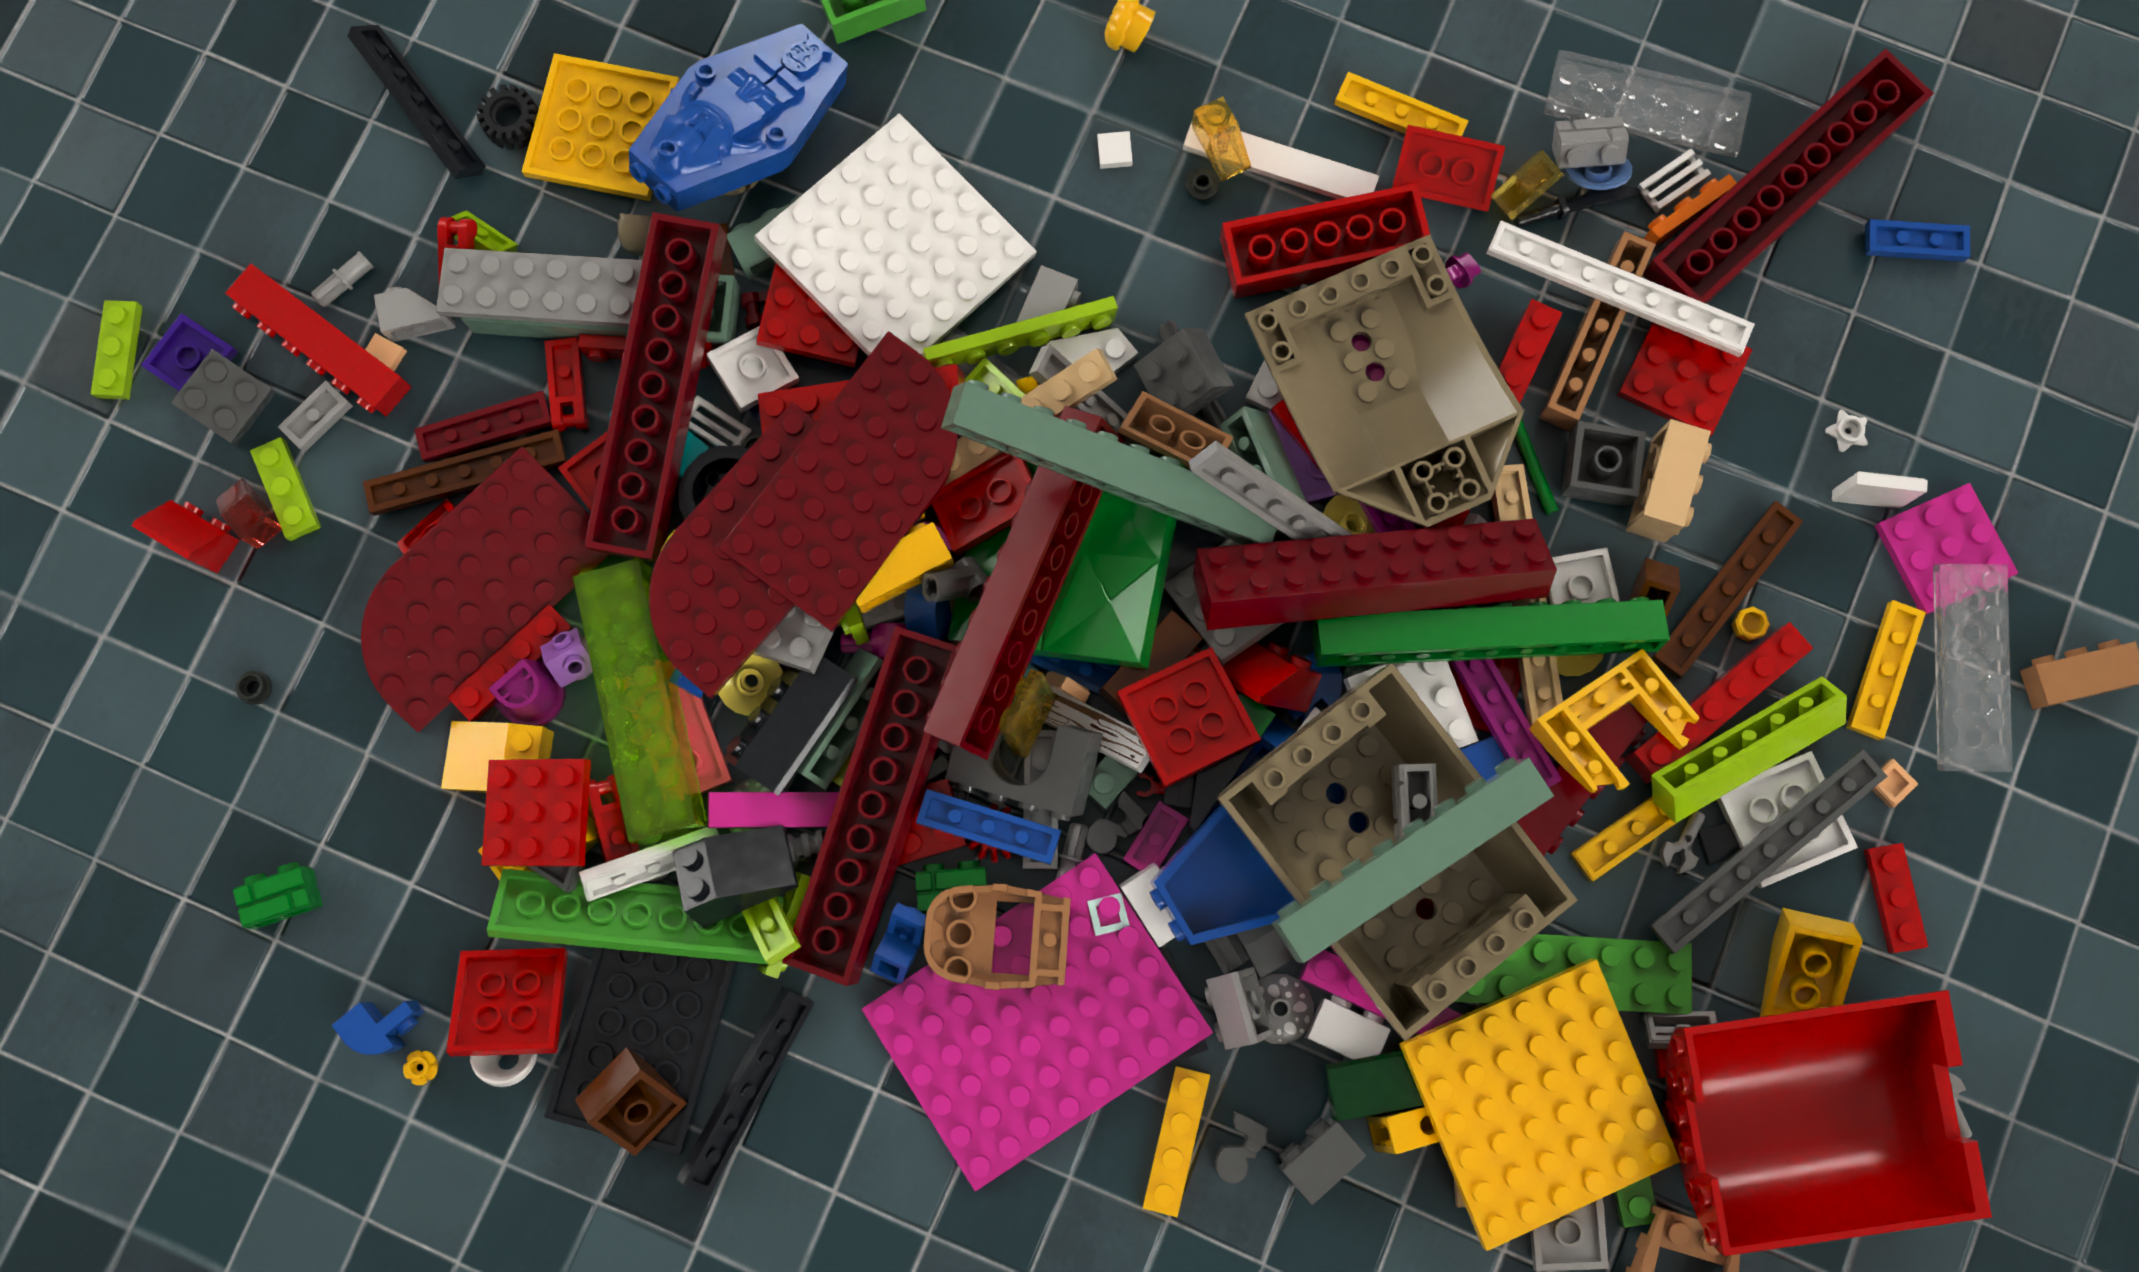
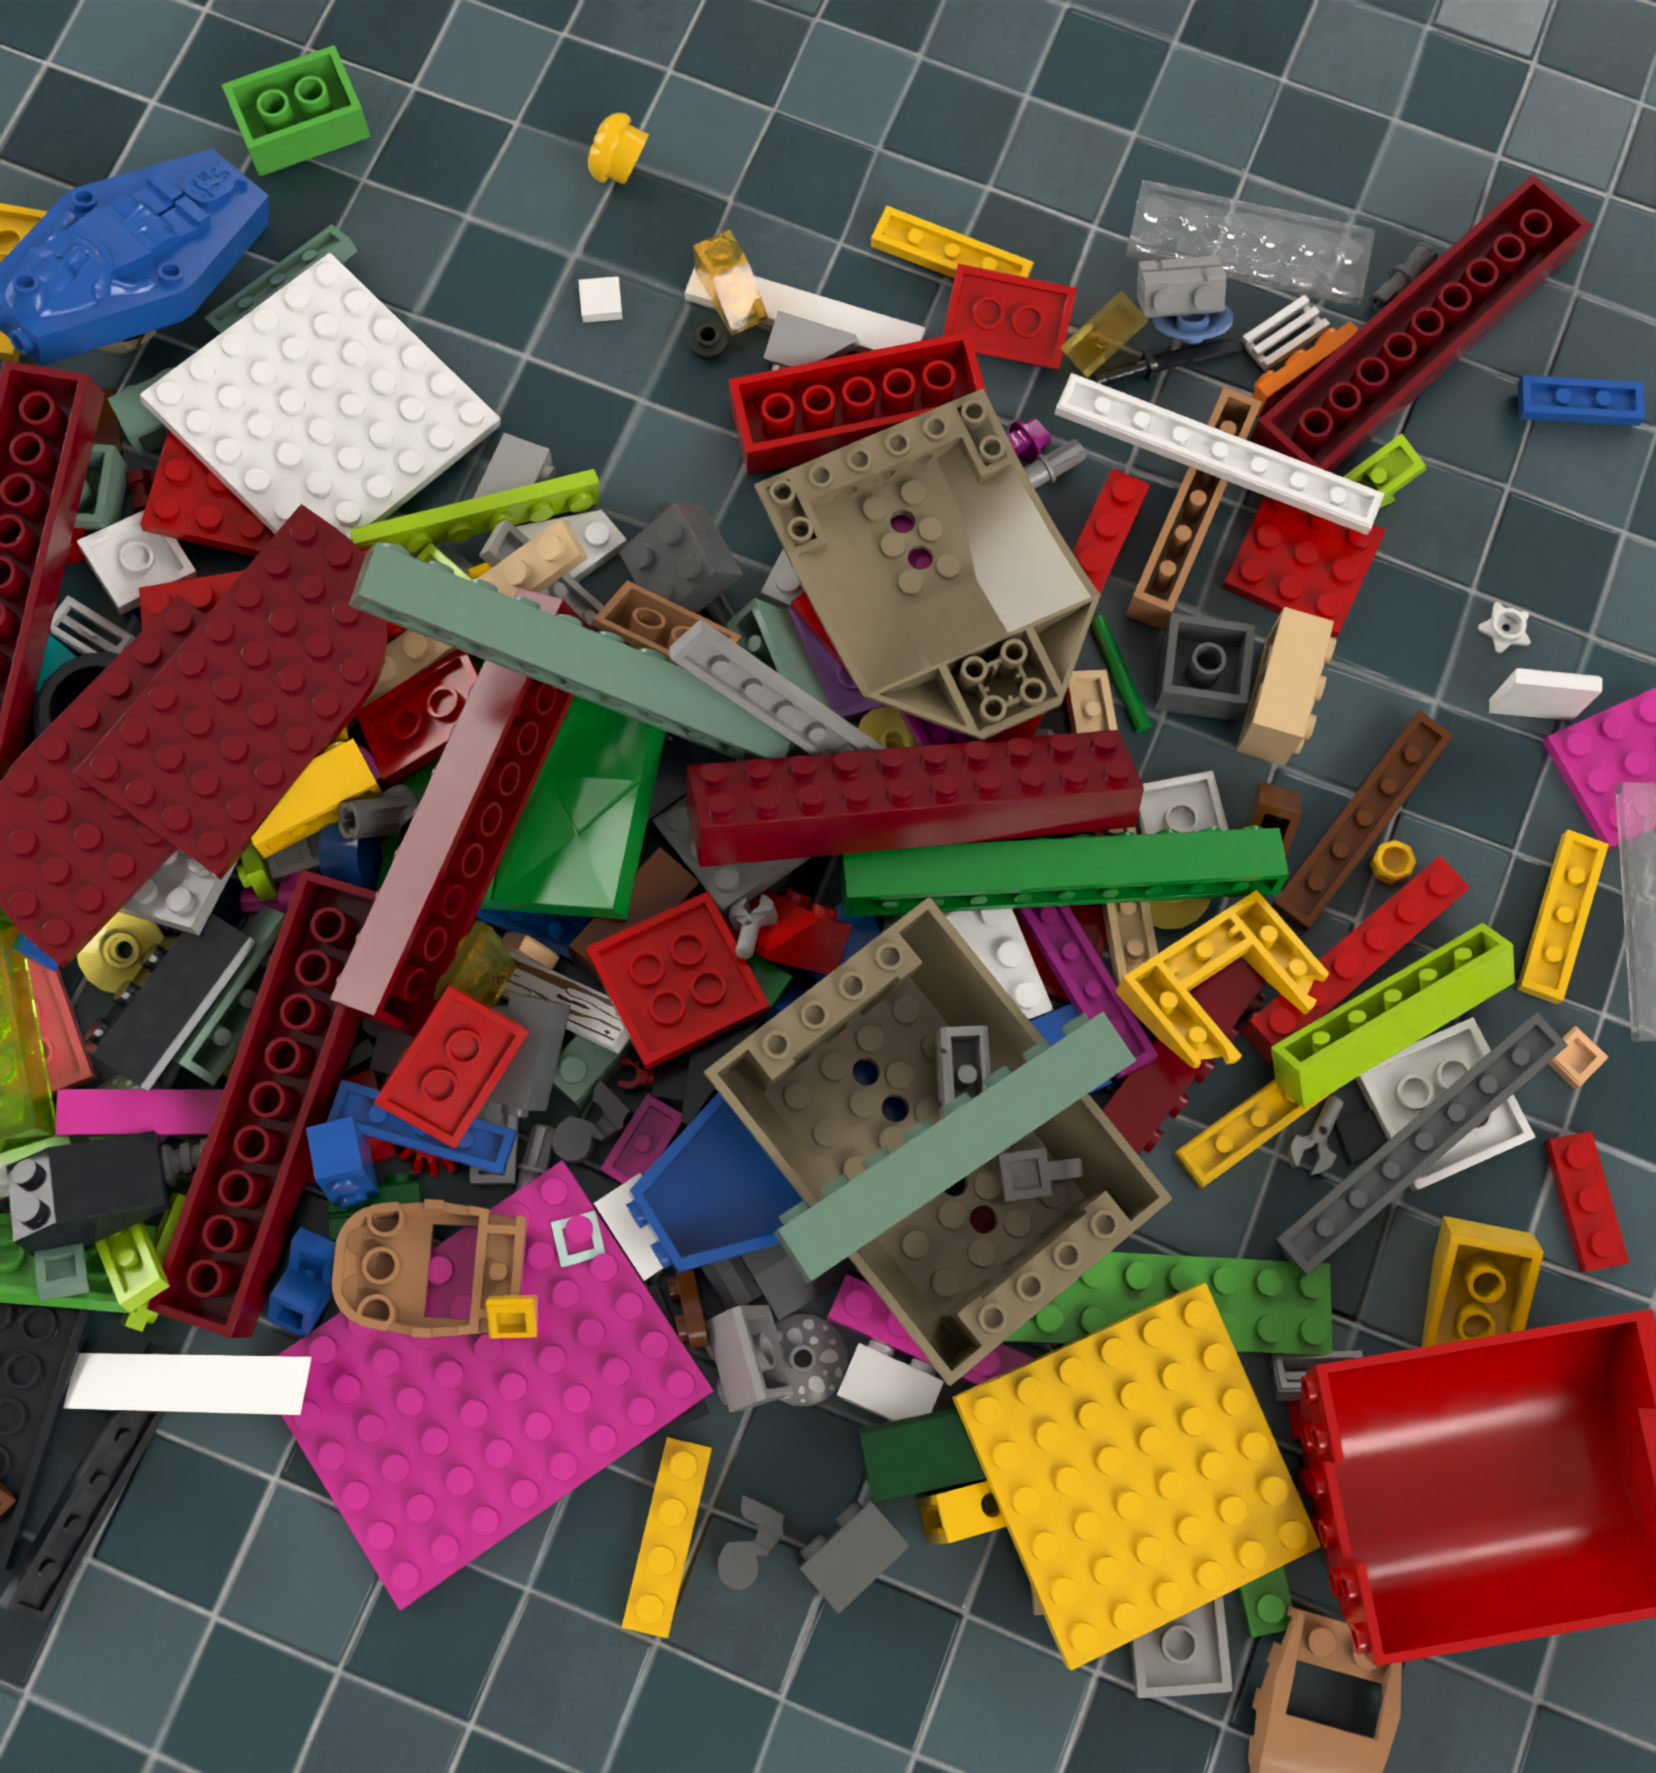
camera: 10 degrees left, 5 degrees down
(718, 933) = (61, 1272): none -> sand green plate
(816, 1020) = (189, 1383): none -> white sticker
(856, 133) = (328, 241): none -> sand green plate
(930, 855) = (343, 1163): none -> blue brick
(1014, 782) = (451, 1065): none -> red plate
(1062, 975) = (512, 1316): none -> yellow slope
(1195, 979) = (691, 1322): none -> reddish brown plate
(1244, 672) = (749, 923): none -> light grey bar
(1281, 191) = (802, 341): none -> light grey slope
(1466, 876) = (1030, 1174): none -> flat silver plate
(1487, 289) = (1055, 463): none -> light grey axle
(1756, 300) = (1389, 468): none -> lime slope
(1773, 133) = (1403, 274): none -> dark grey pin

